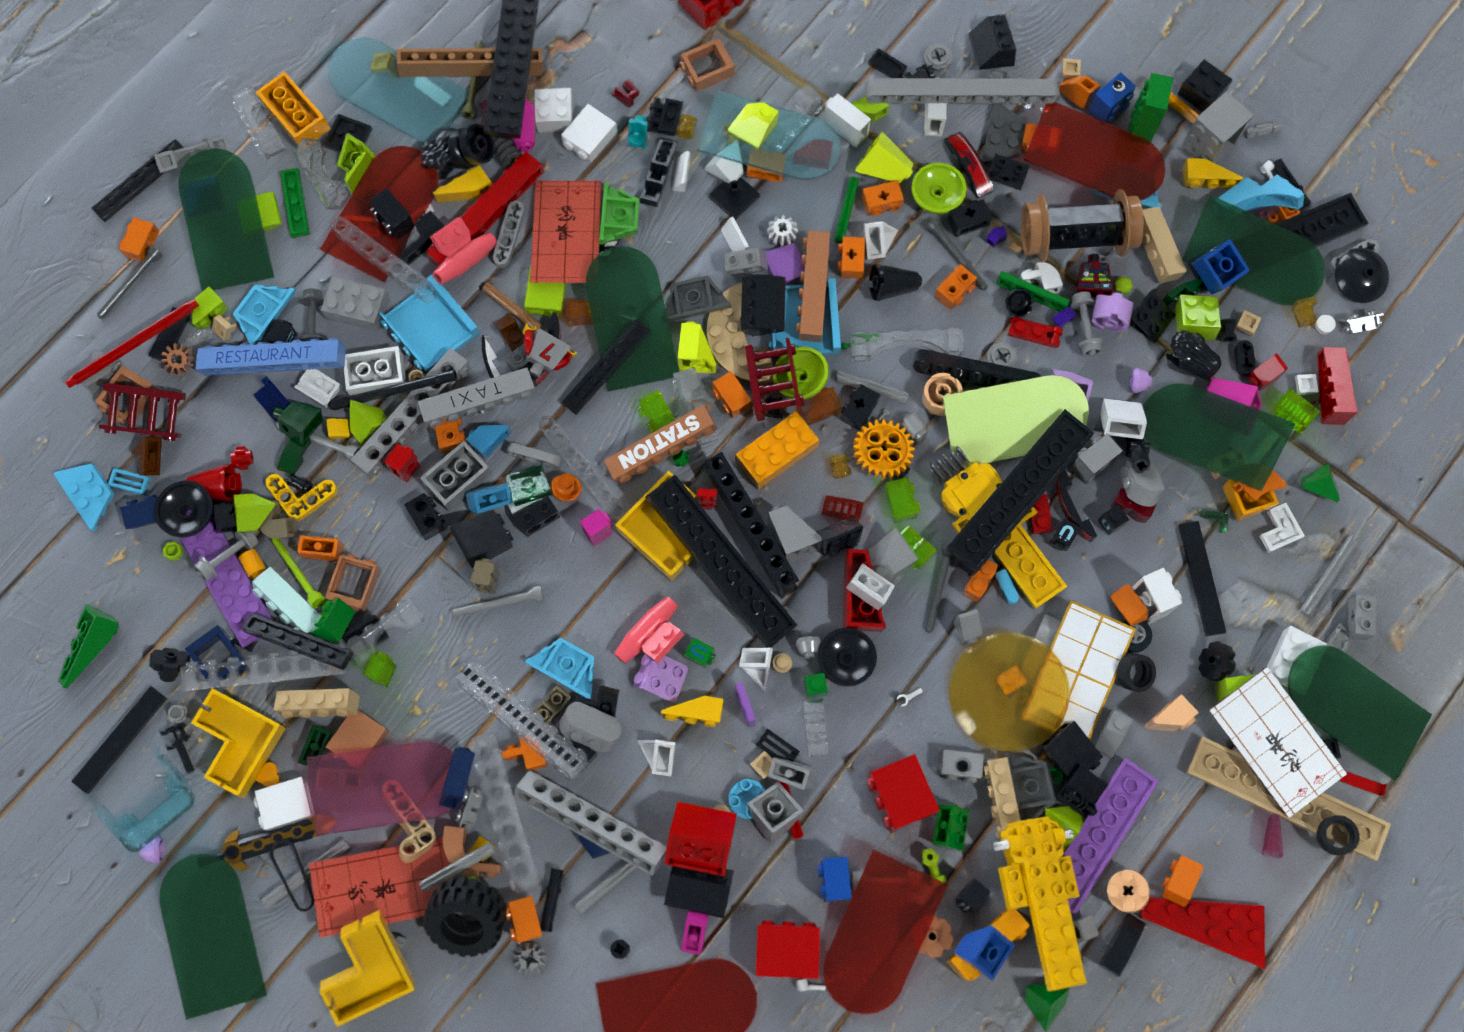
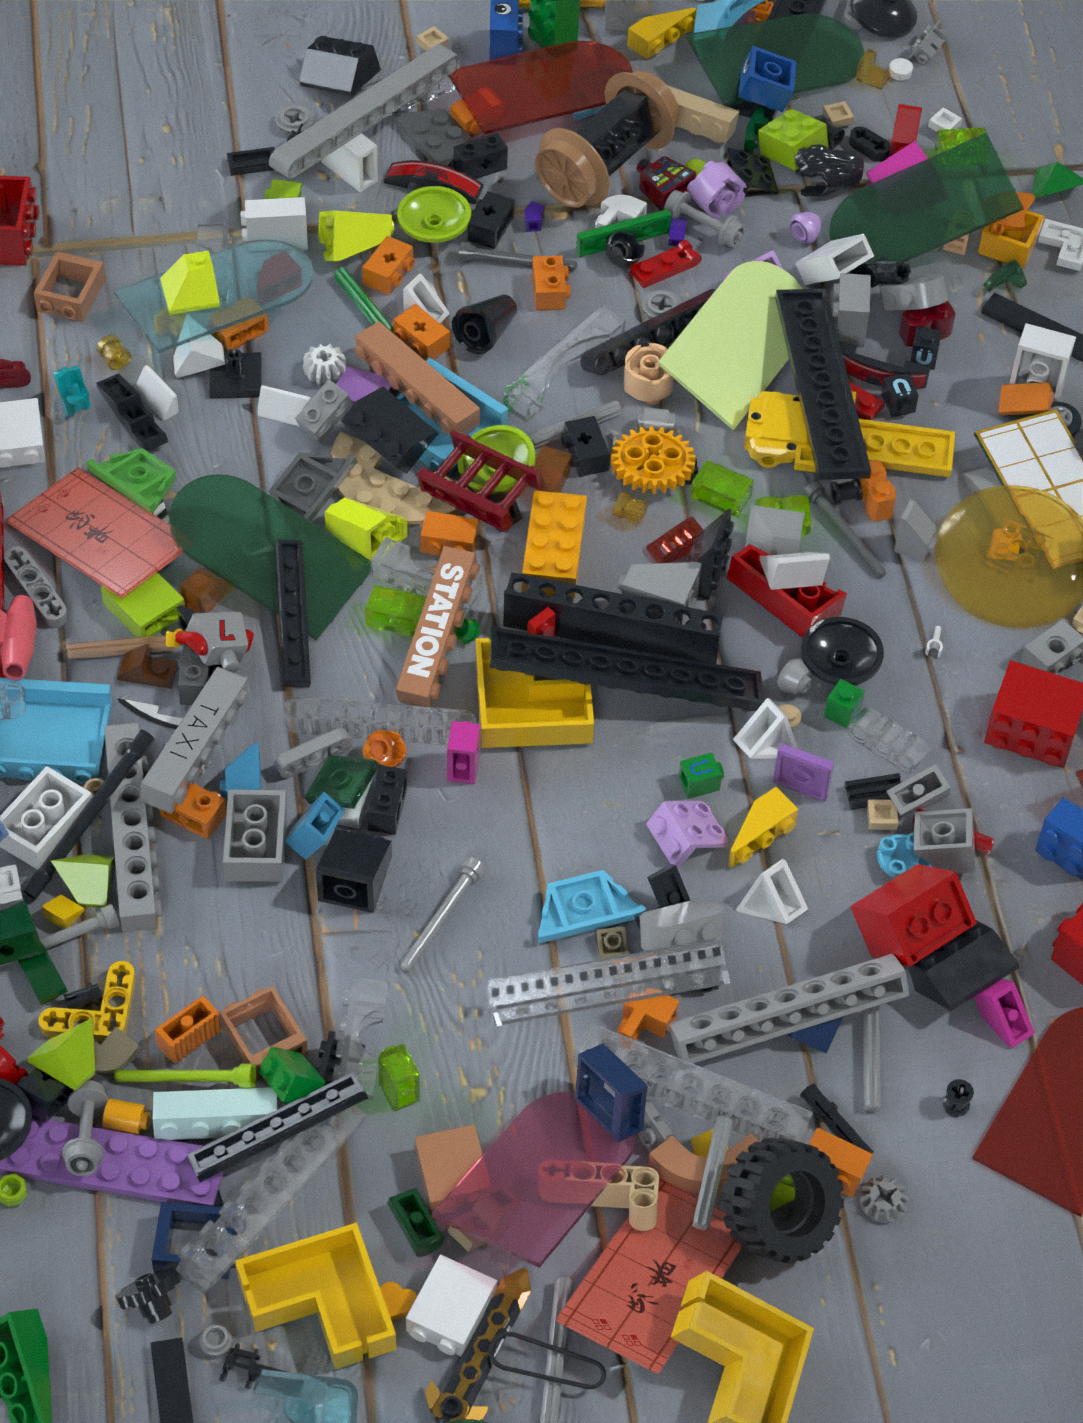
camera: 50 degrees left, 20 degrees down
(316, 703) = (370, 1168): tan brick -> none
(402, 462) = (182, 870): red brick -> none
(421, 518) = (264, 911): black brick -> none
(485, 576) = (404, 894): dark tan brick -> none
(651, 634) = (636, 794): coral plate -> none
(670, 116) = (80, 353): black plate -> none
(948, 465) = (728, 420): dark grey piece -> none
(1007, 587) = (909, 480): medium azure bar -> none
(1079, 90) = (468, 45): orange slope -> none
(1335, 386) = (973, 101): wedge -> none

